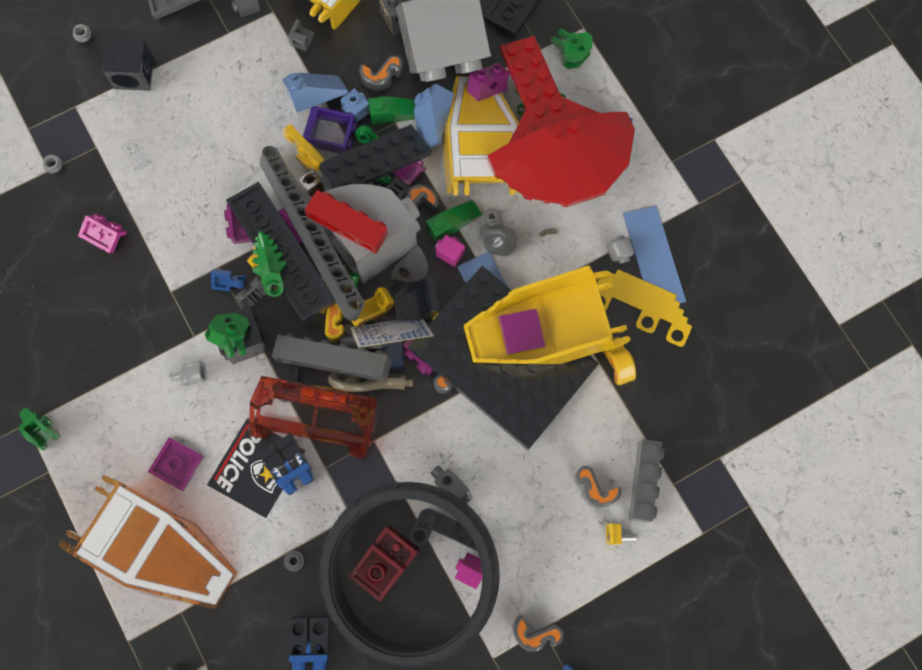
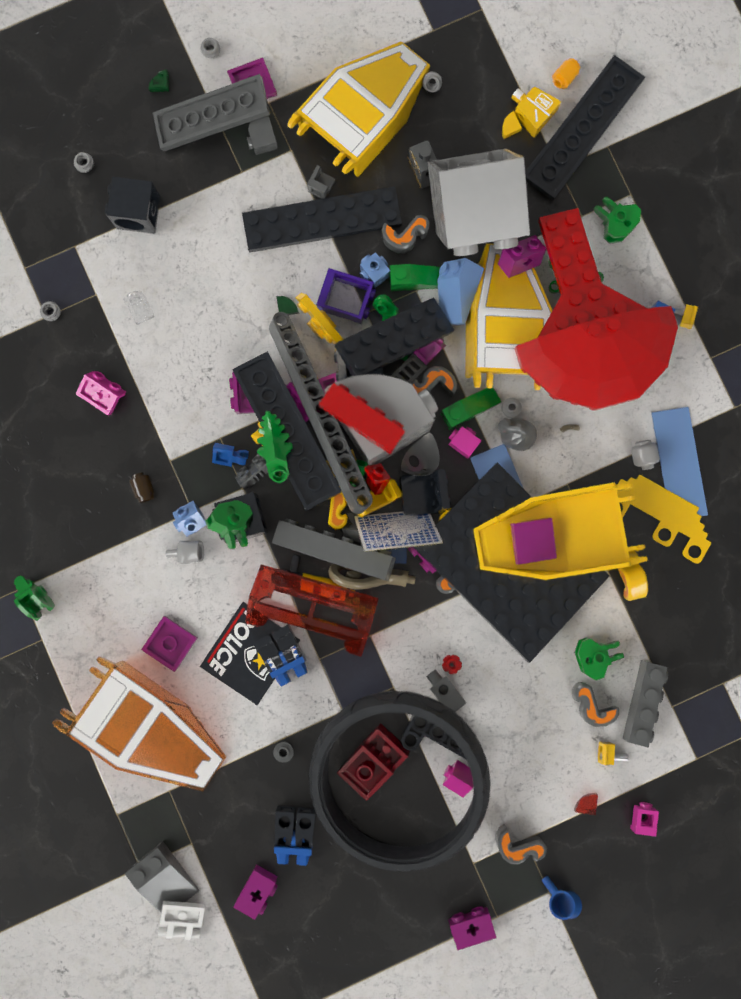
camera: 10 degrees right, 10 degrees up
(144, 316) = (142, 487): none -> dark brown brick
(190, 341) = (189, 519): none -> medium blue brick
(276, 142) = (286, 305): none -> dark green tile
(312, 89) = (331, 249): medium blue slope -> none
(312, 182) = (324, 357): dark brown brick -> none
(332, 59) = (321, 219): none -> black plate
(369, 287) = (377, 478): none -> red bracket
(455, 455) = (451, 669): none -> red plate
(594, 438) = (597, 655): none -> green hinge
(600, 587) = (587, 804): none -> clear red tile
(646, 125) = (688, 315): none -> yellow piece
(663, 601) = (648, 825): none -> dark pink brick

